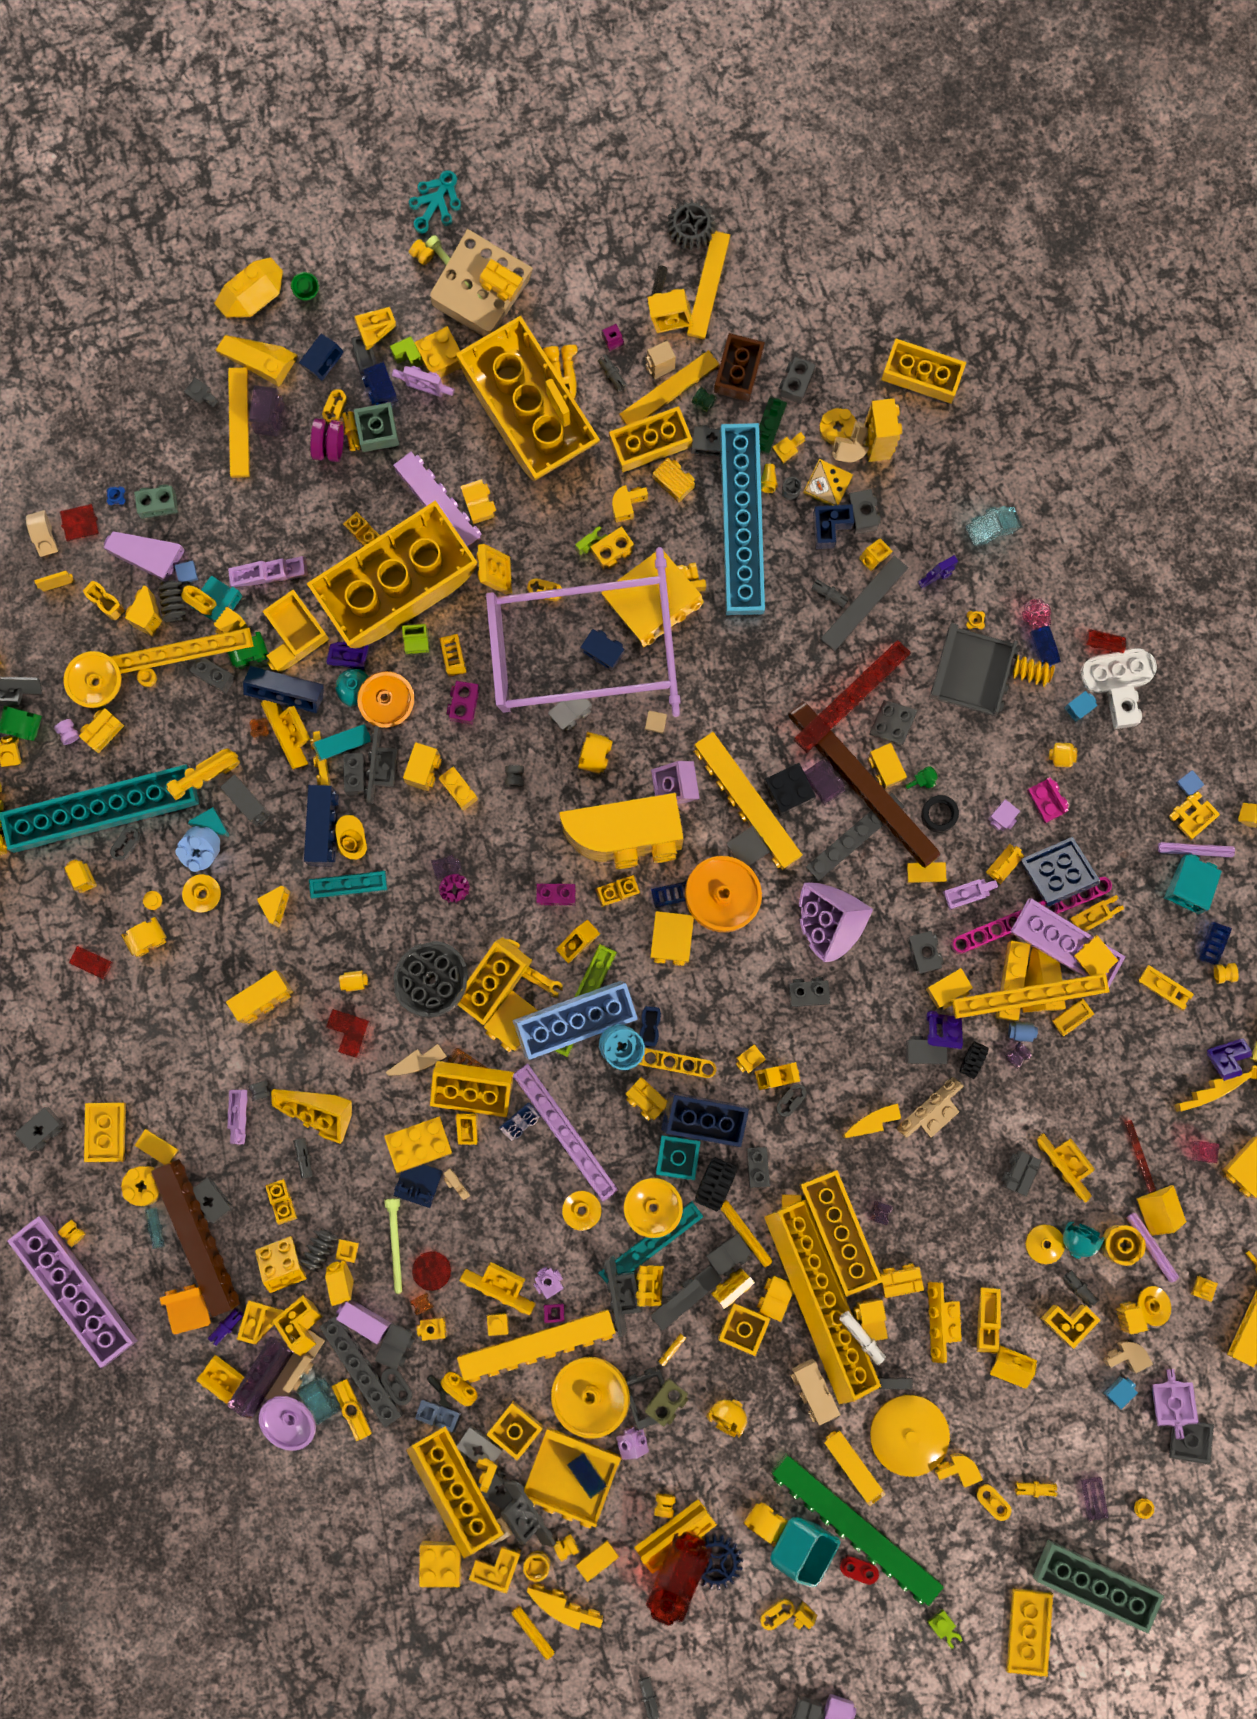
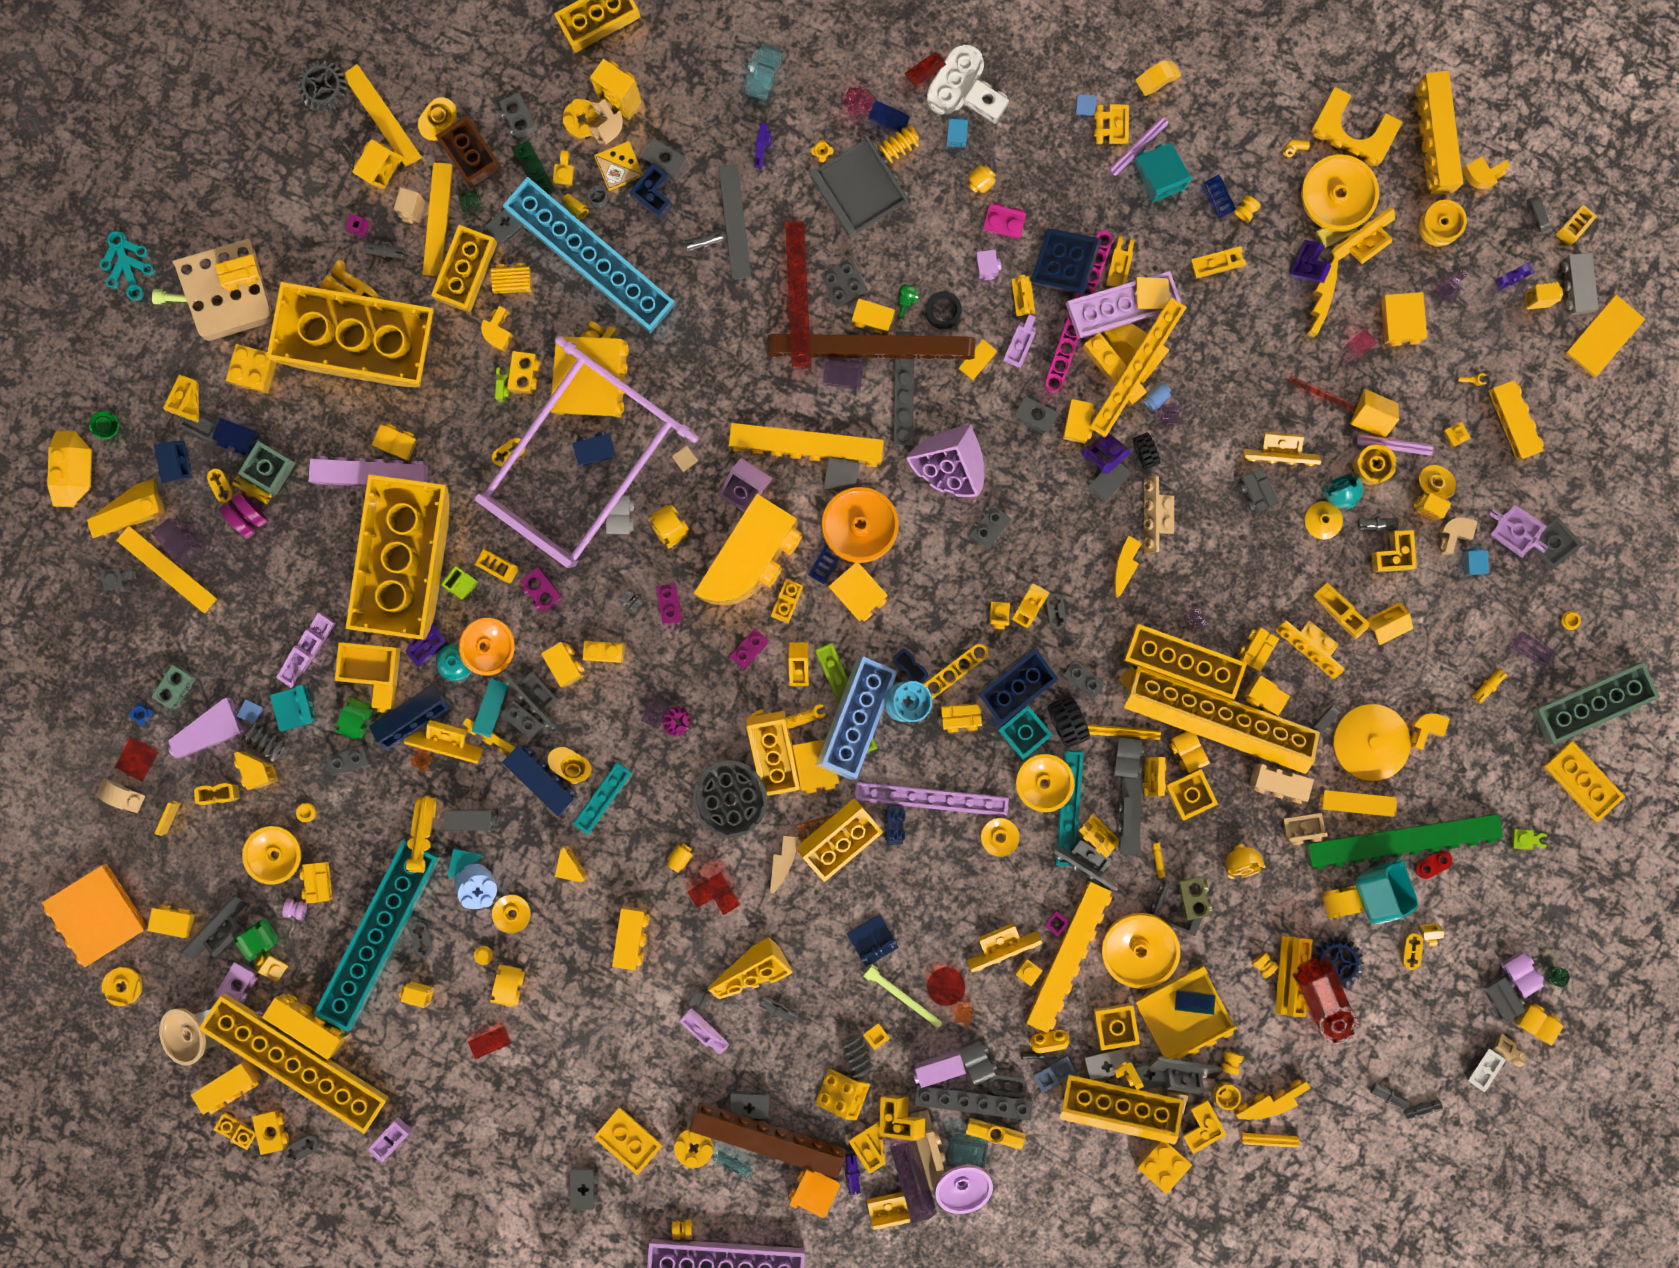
camera: 45 degrees left, 5 degrees up
(156, 1147) = (673, 1112): yellow tile -> none
(184, 650) = (312, 766): yellow tile -> none
(198, 600) = (281, 721): yellow plate -> none
(229, 622) = (323, 715): yellow brick -> none
(281, 1201) = (796, 1053): yellow slope -> none
(339, 1282) = (895, 1062): yellow slope -> none
(360, 529) = (338, 549): yellow slope -> none
(406, 350) = (226, 391): lime piece -> none
(418, 1144) = (844, 915): yellow plate -> none
(421, 252) = (157, 311): yellow wheel -> none
(423, 381) = (266, 398): lavender plate -> none
(439, 1328) = (992, 1016): yellow brick -> none
(453, 1181) = (893, 913): tan plate -> none
(467, 1129) = (865, 868): yellow slope -> none
(494, 569) = (460, 476): yellow plate -> none
(537, 805) = (669, 604): none -> magenta brick
(554, 1287) = (1035, 913): lavender brick -> none
(558, 402) = (376, 314): yellow tile -> none
(597, 1560) = (1260, 1048): yellow tile -> none
(632, 1443) = (1200, 949): lavender brick -> none
(742, 322) = (436, 117): none -> yellow piece
(789, 789) = (825, 405): black brick -> none
(796, 1441) = (1304, 828): none -> tan bracket
(868, 1344) = (1281, 714): white pin -> none
(875, 554) = (705, 180): yellow bracket -> none
(993, 1501) = (1471, 724): yellow plate -> none
(1072, 1017) = (1179, 350): yellow tile -> none

